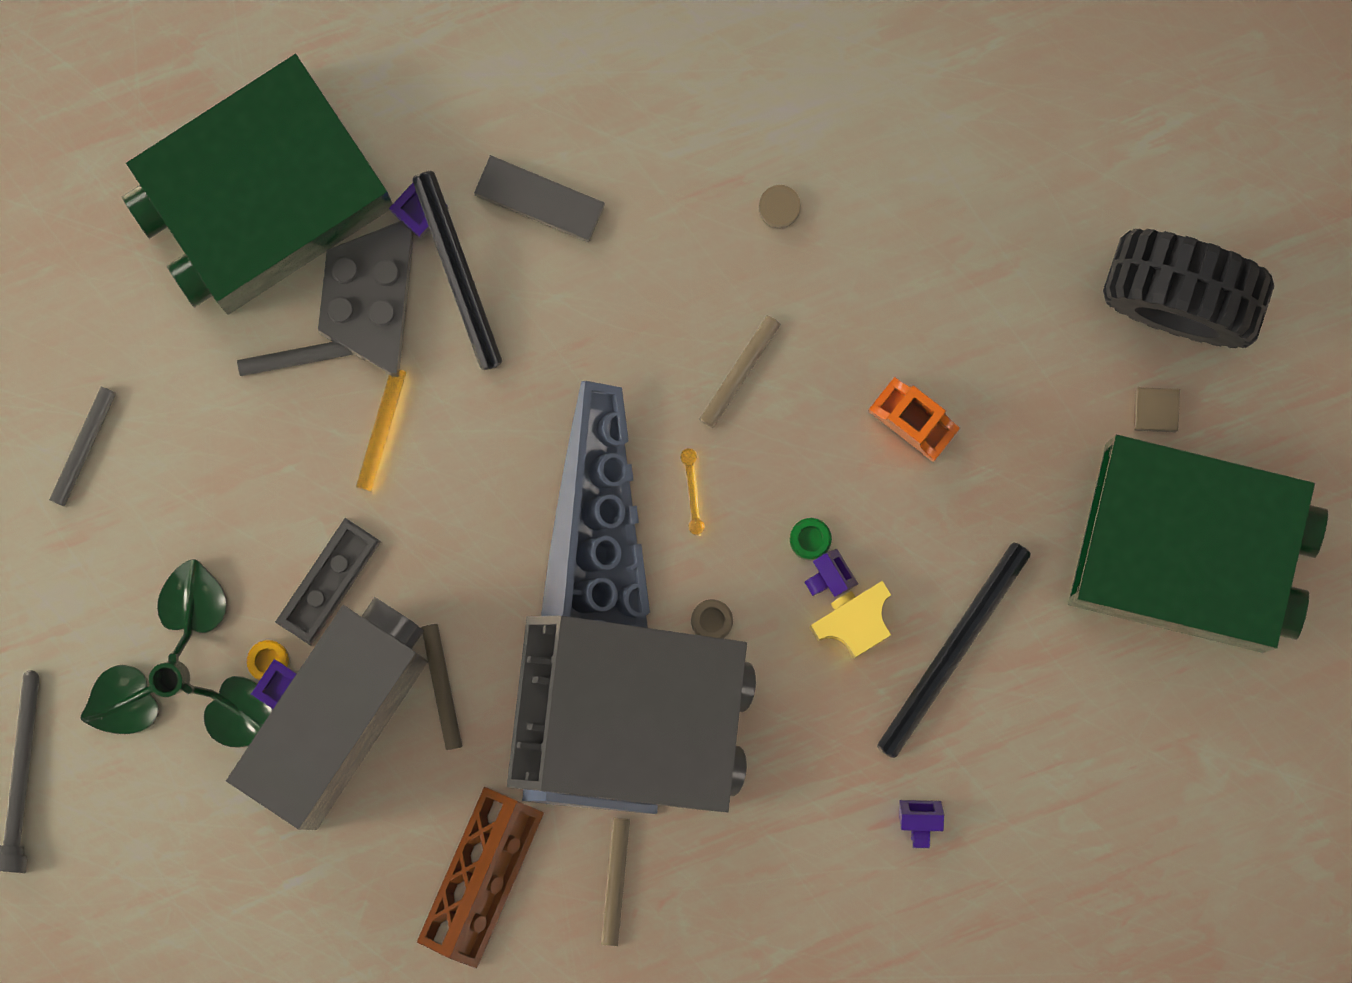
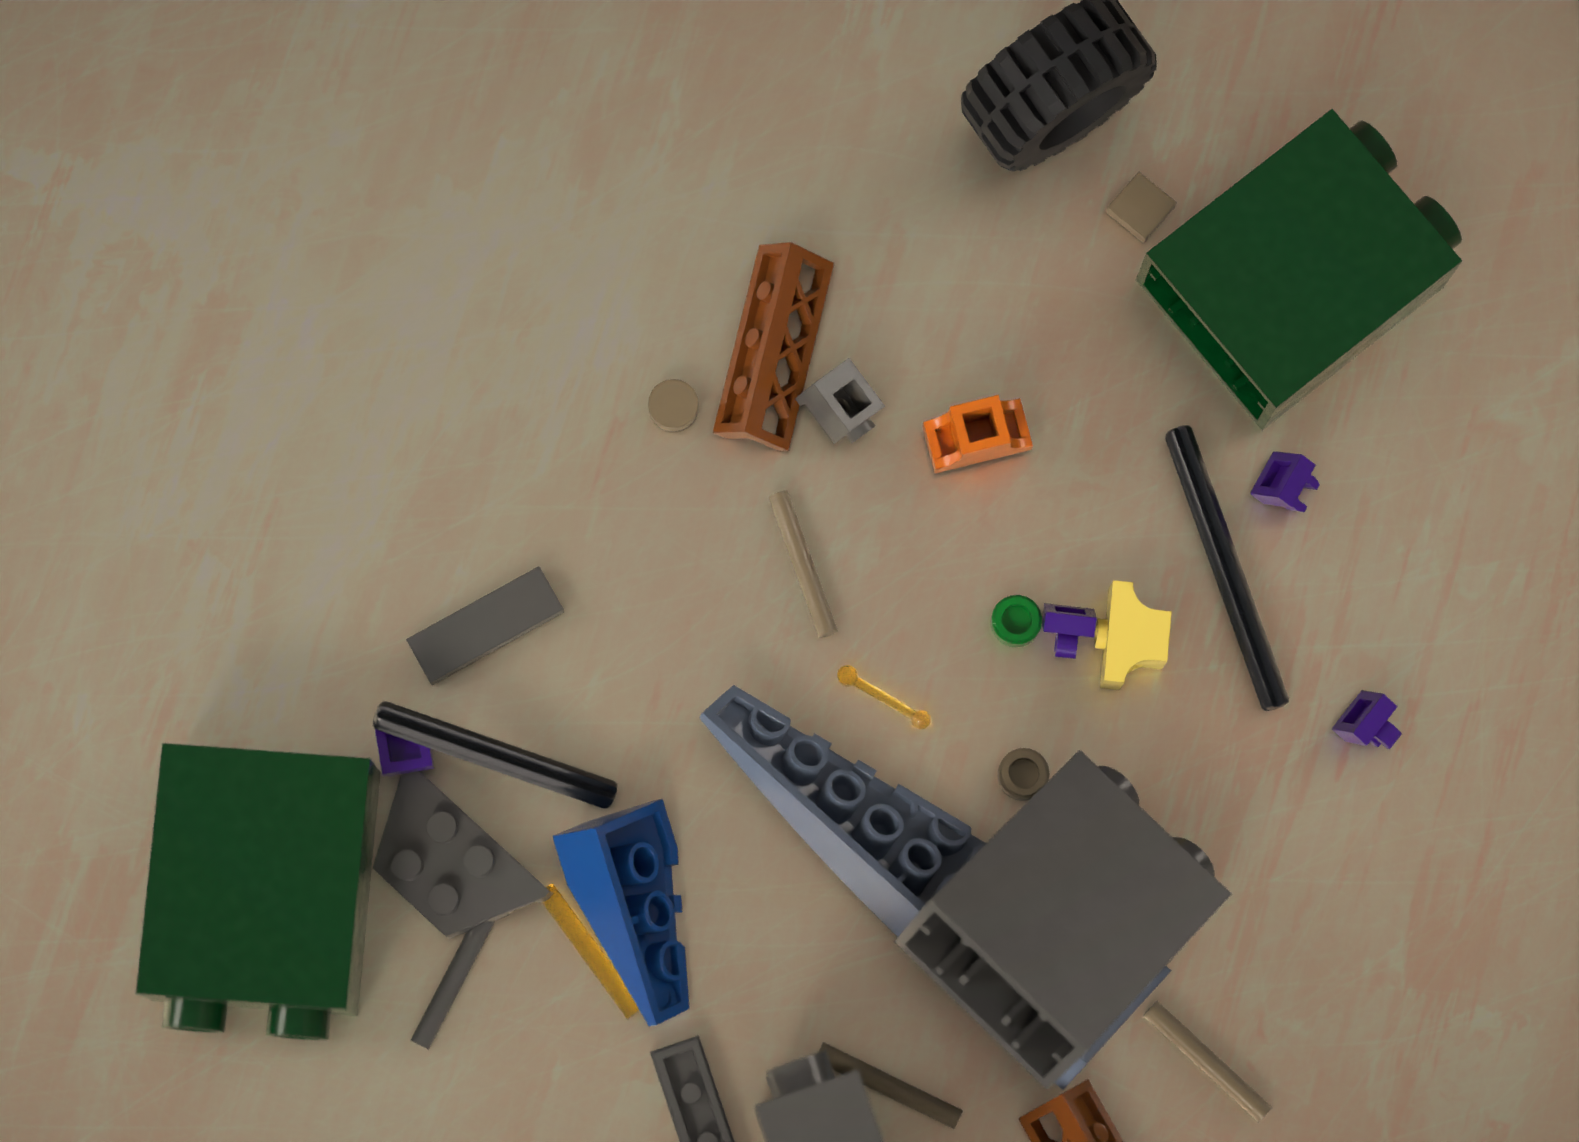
camera: 55 degrees left, 5 degrees down
(436, 422) = (625, 888): none -> blue wedge
(870, 228) = (765, 340): none -> dark orange fence
(878, 312) = (842, 402): none -> dark grey brick
(1041, 643) = (1284, 480): none -> dark purple tile

